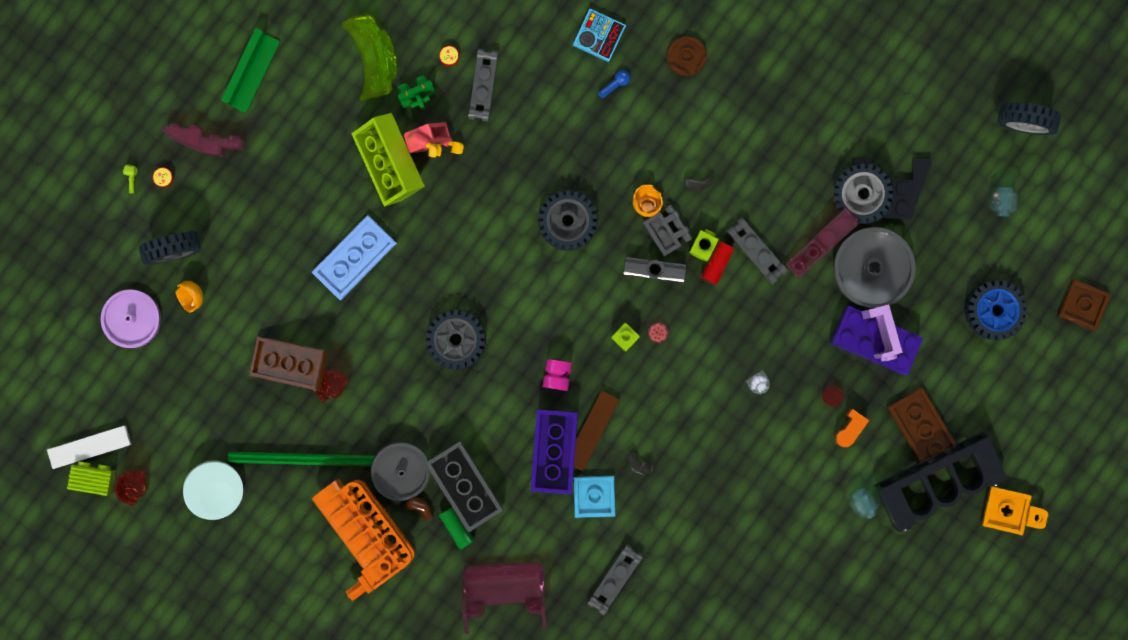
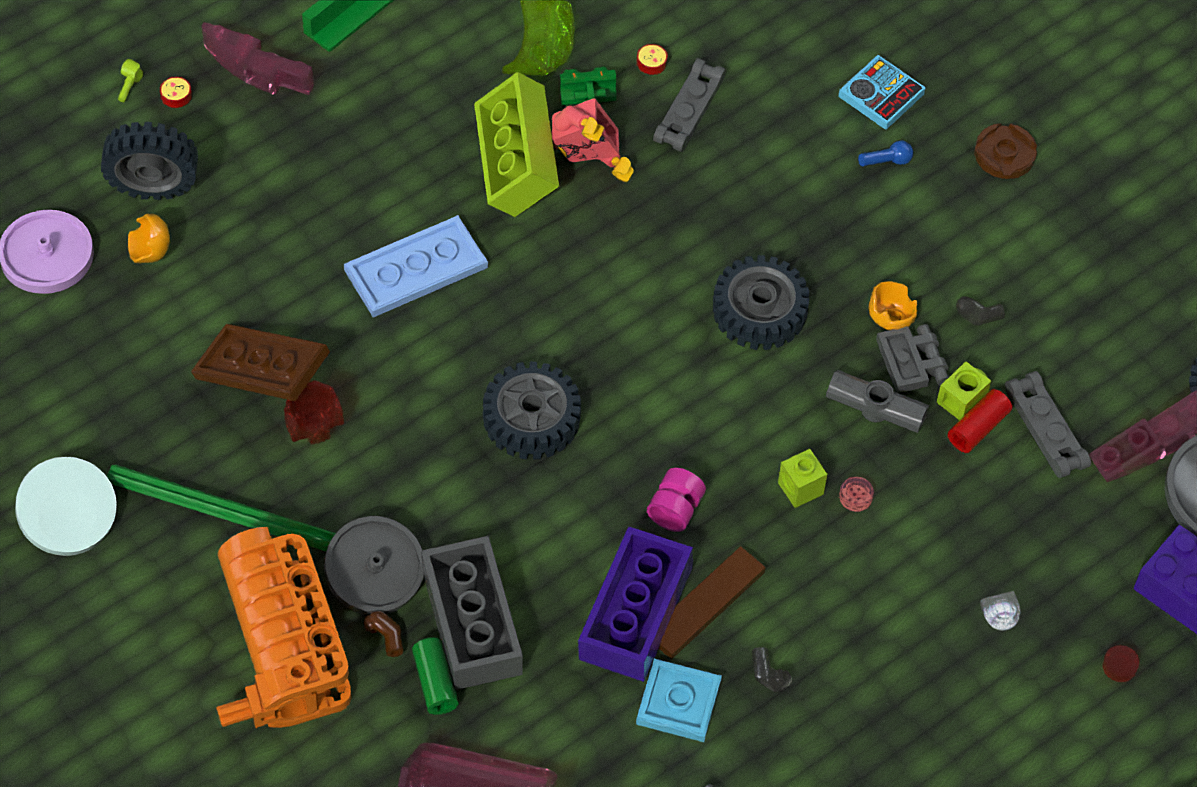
camera: 20 degrees right, 30 degrees down
(851, 430) = (1137, 722): orange leg -> none

